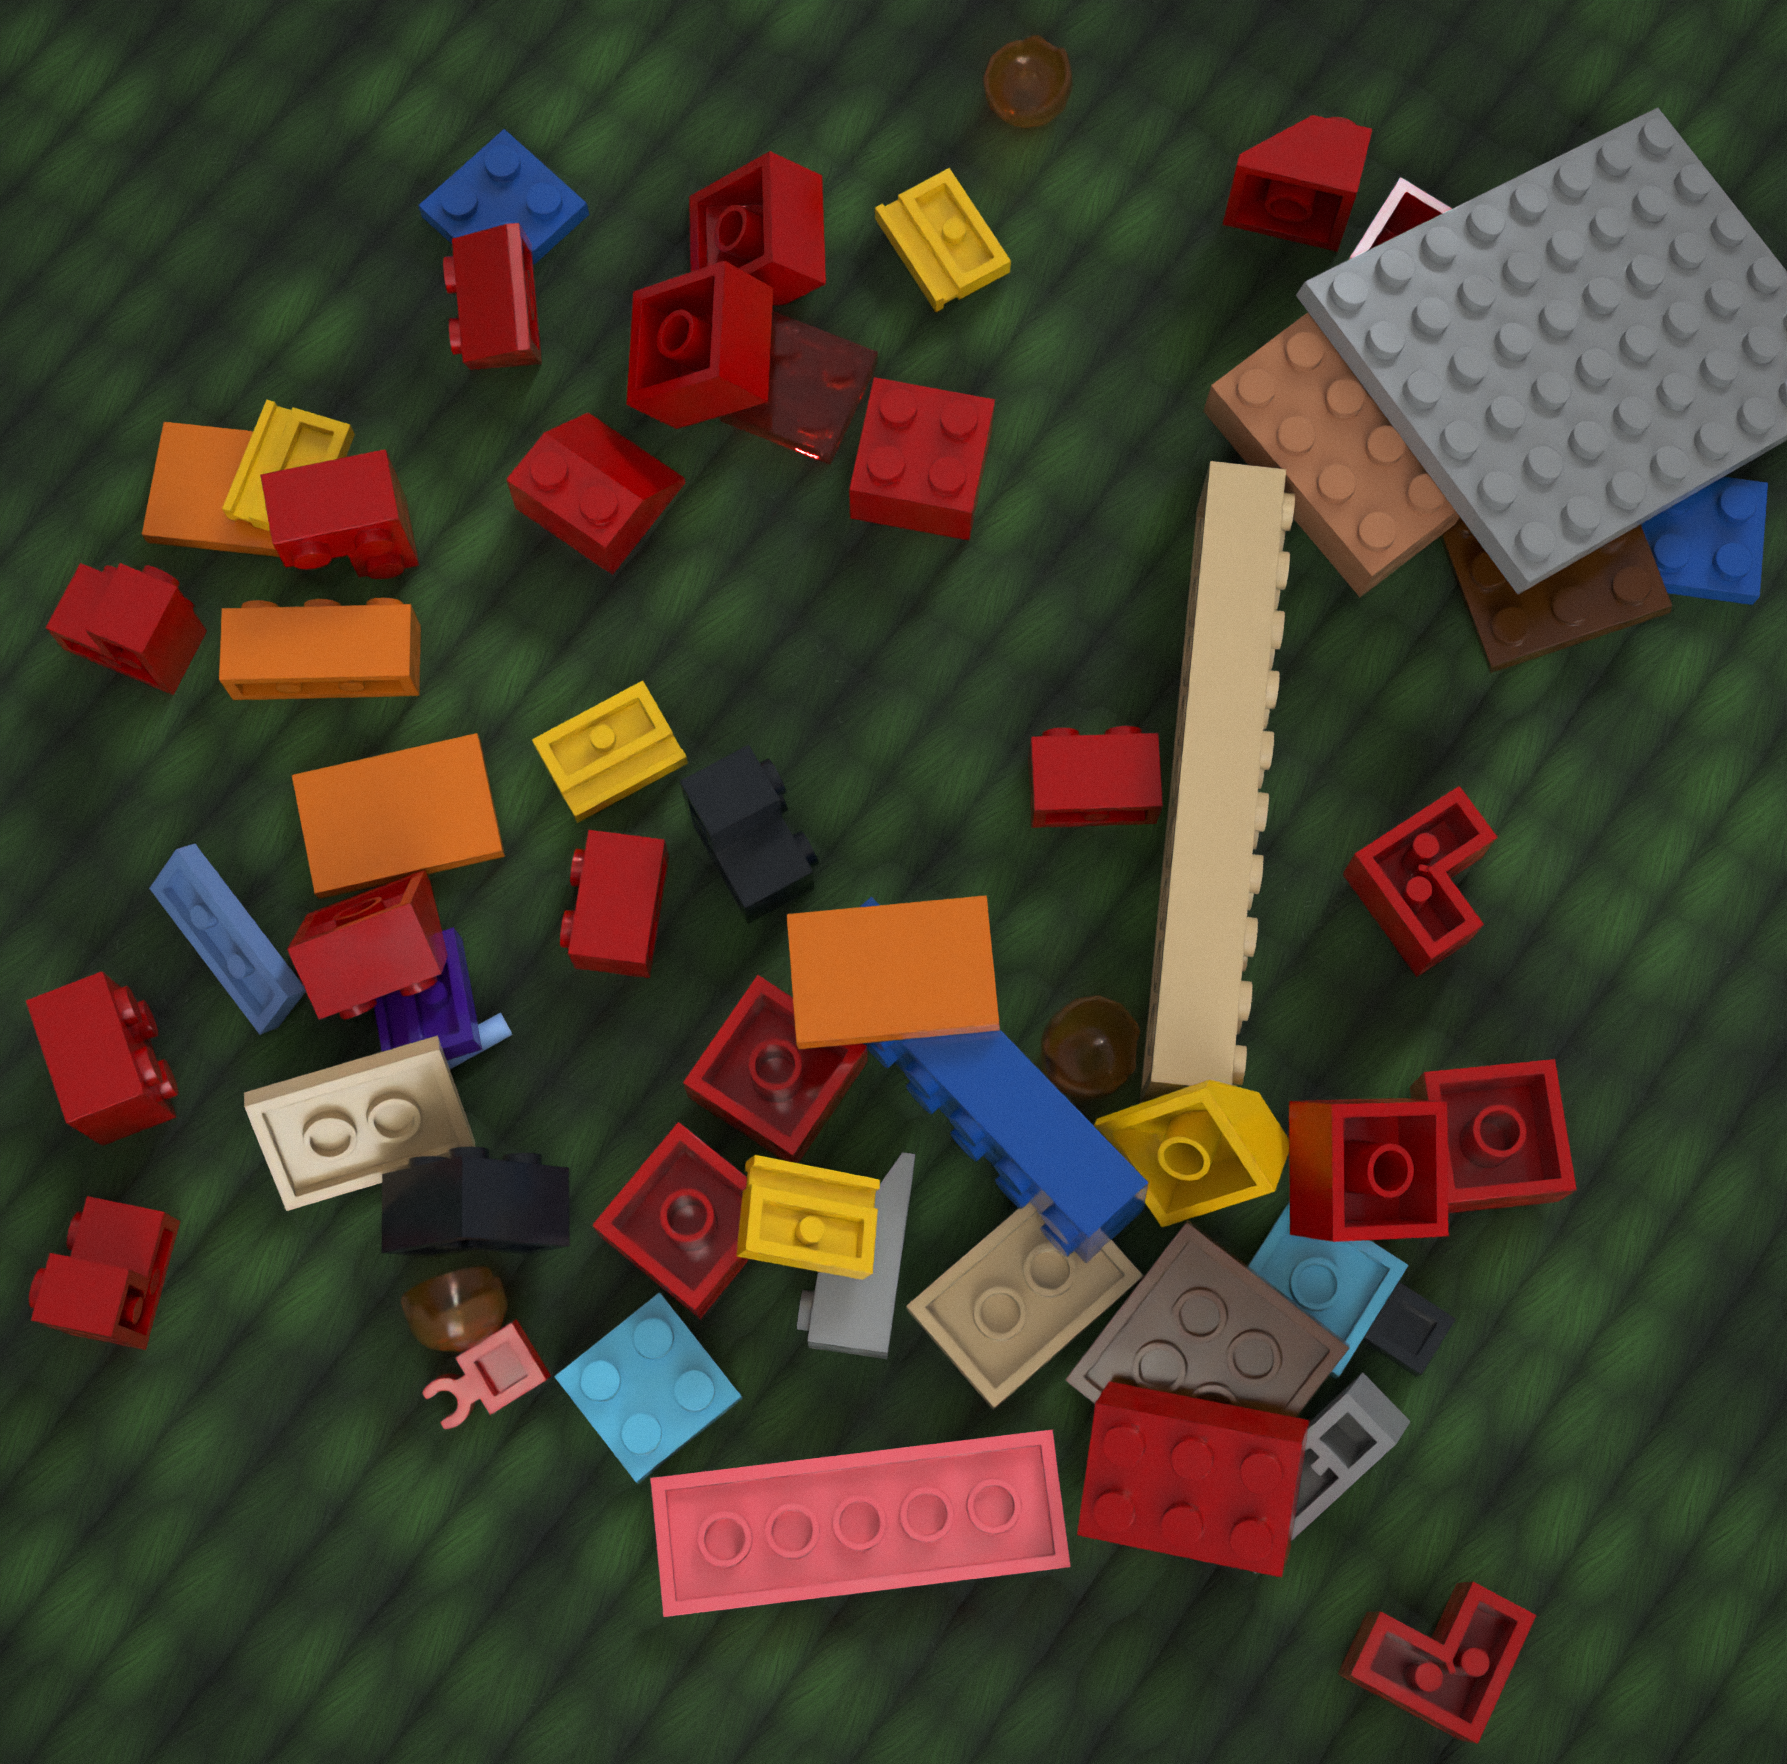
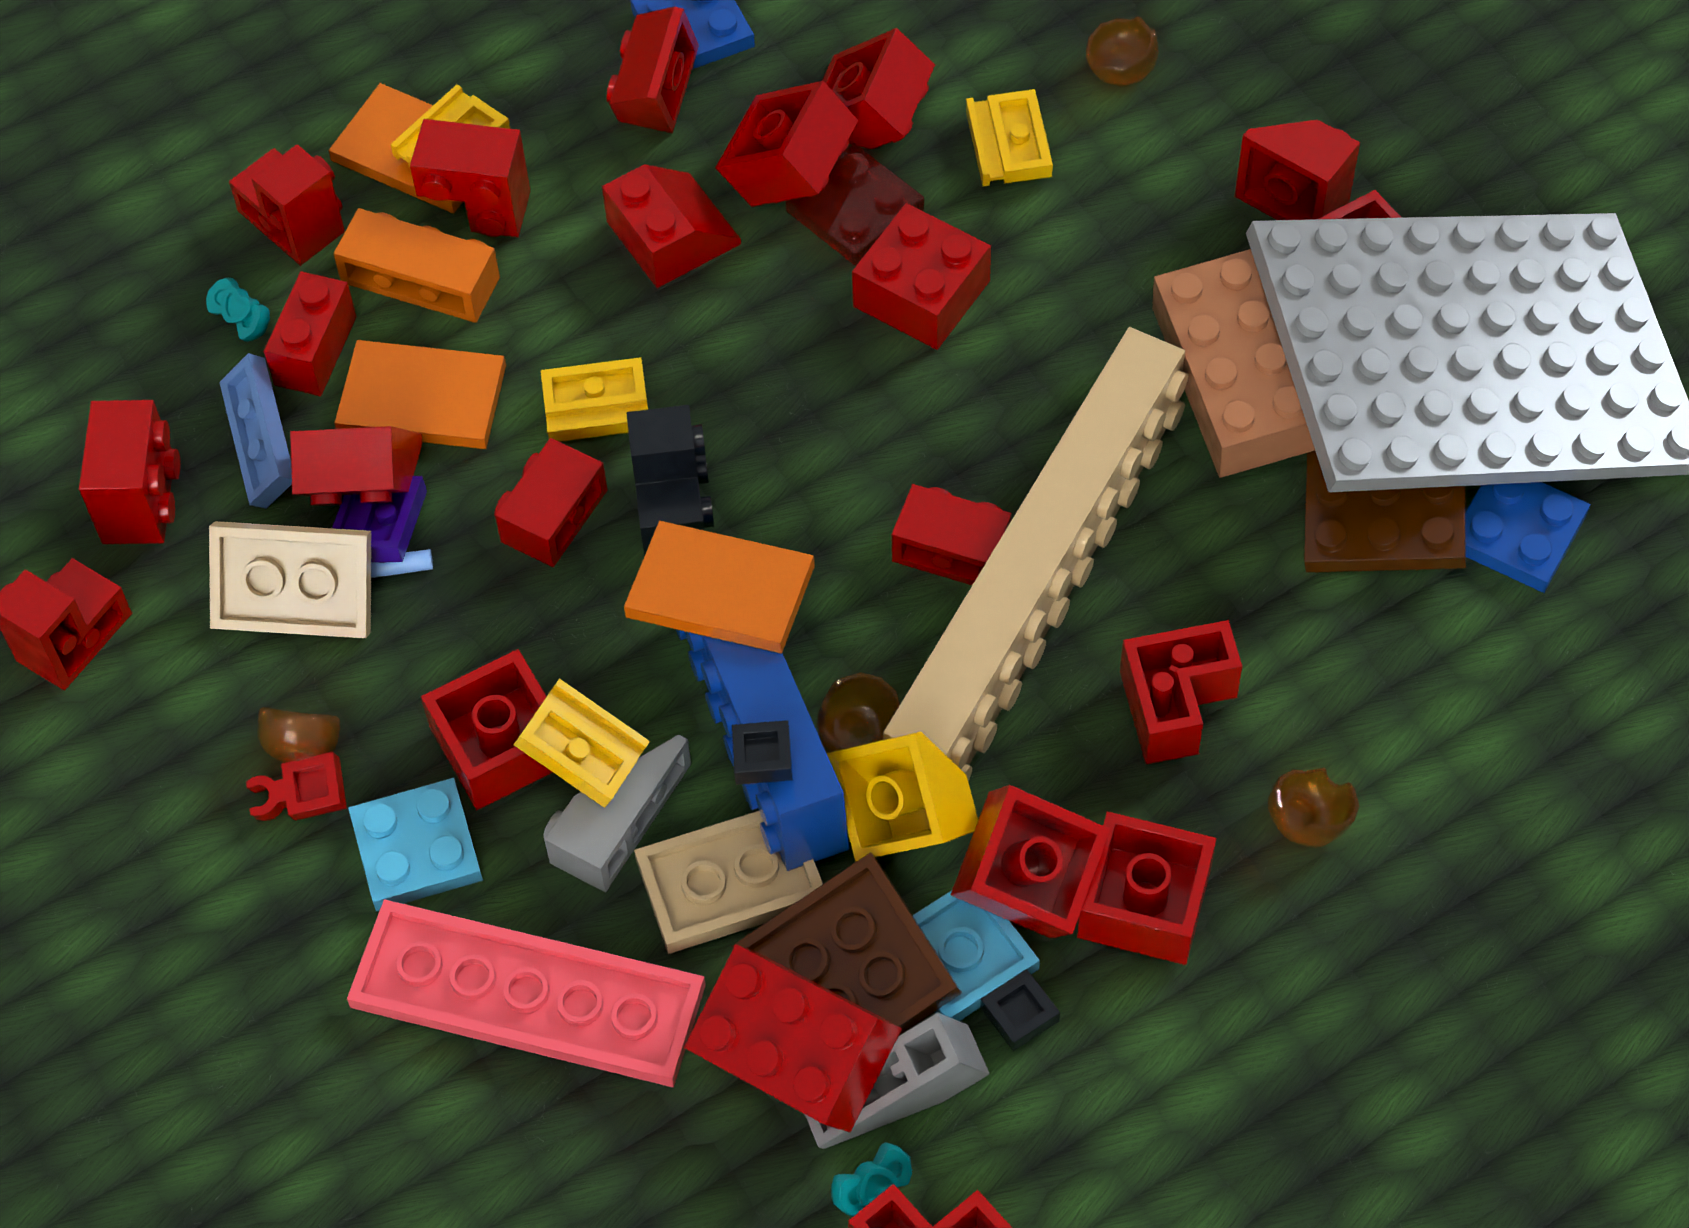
camera: 25 degrees right, 15 degrees down
(128, 784) = (237, 307): none -> teal piece
(234, 789) = (310, 333): none -> red brick
(475, 1205) = (346, 658): black brick -> none
(765, 1083) = (608, 655): red brick -> none
(1042, 1174) = (762, 752): none -> black plate
(1333, 1594) = (871, 1178): none -> teal piece
(1625, 967) = (1312, 807): none -> clear orange hair

